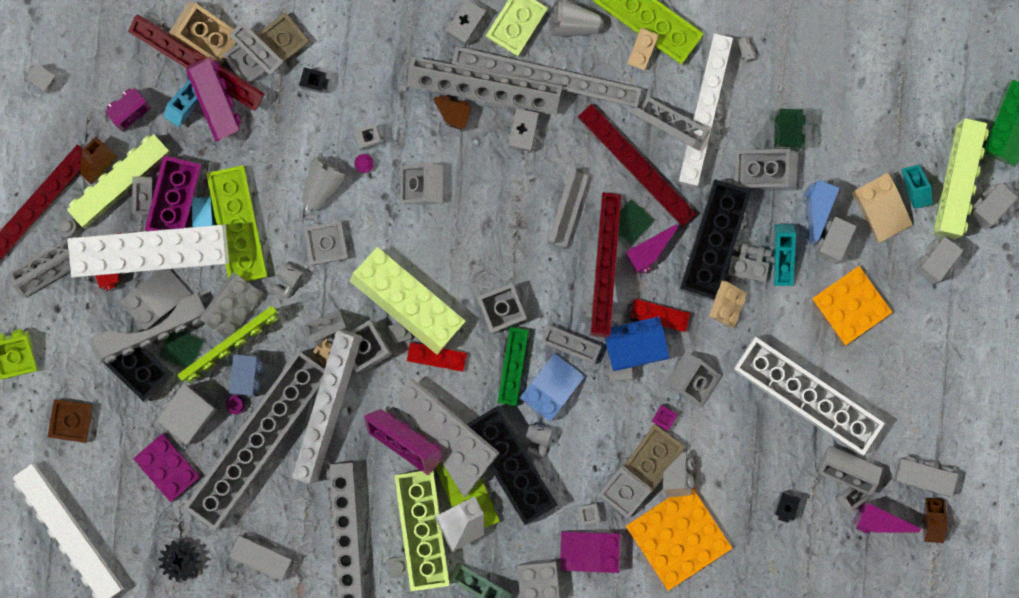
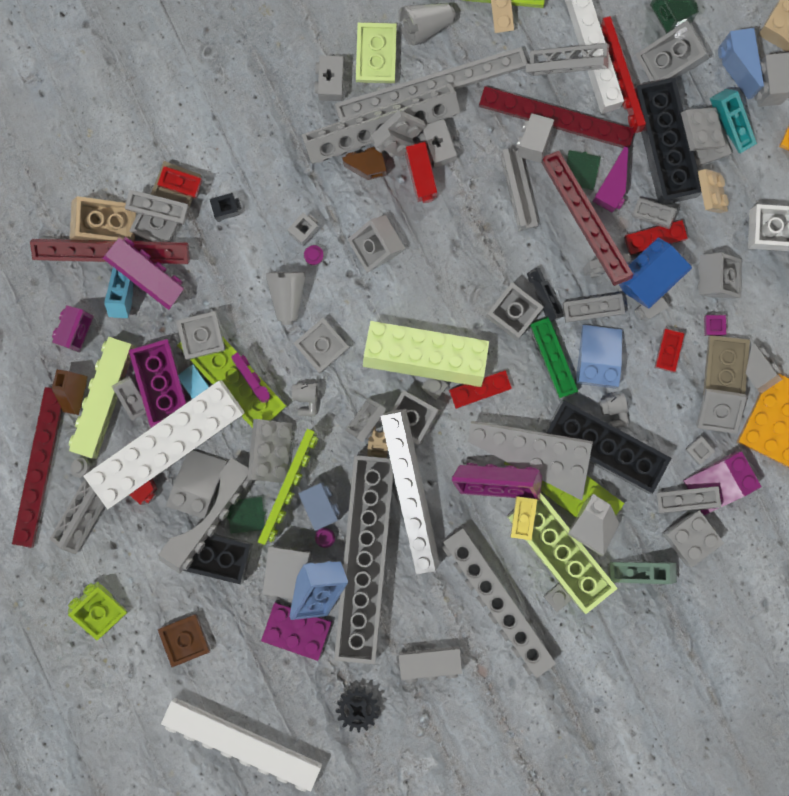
camera: 25 degrees left, 0 degrees up
(203, 442) = (317, 589): none -> medium blue slope
(230, 177) = (200, 335): none -> light grey plate
(251, 238) = (251, 378): none -> magenta hinge
(287, 38) = (179, 182): none -> red plate
(405, 482) = (523, 518): none -> light yellow plate
(491, 104) = (397, 133): none -> light grey plate
(492, 147) = (421, 172): none -> red slope
(537, 310) = (545, 294): none -> black hinge
(553, 549) = (689, 500): none -> light grey plate
(606, 173) = (535, 138): none -> light grey brick
(613, 416) = (669, 350): none -> red plate
(669, 294) = (654, 213): none -> light grey plate
(709, 168) = (626, 86): none -> red plate
(749, 247) = (703, 129): none -> light grey plate

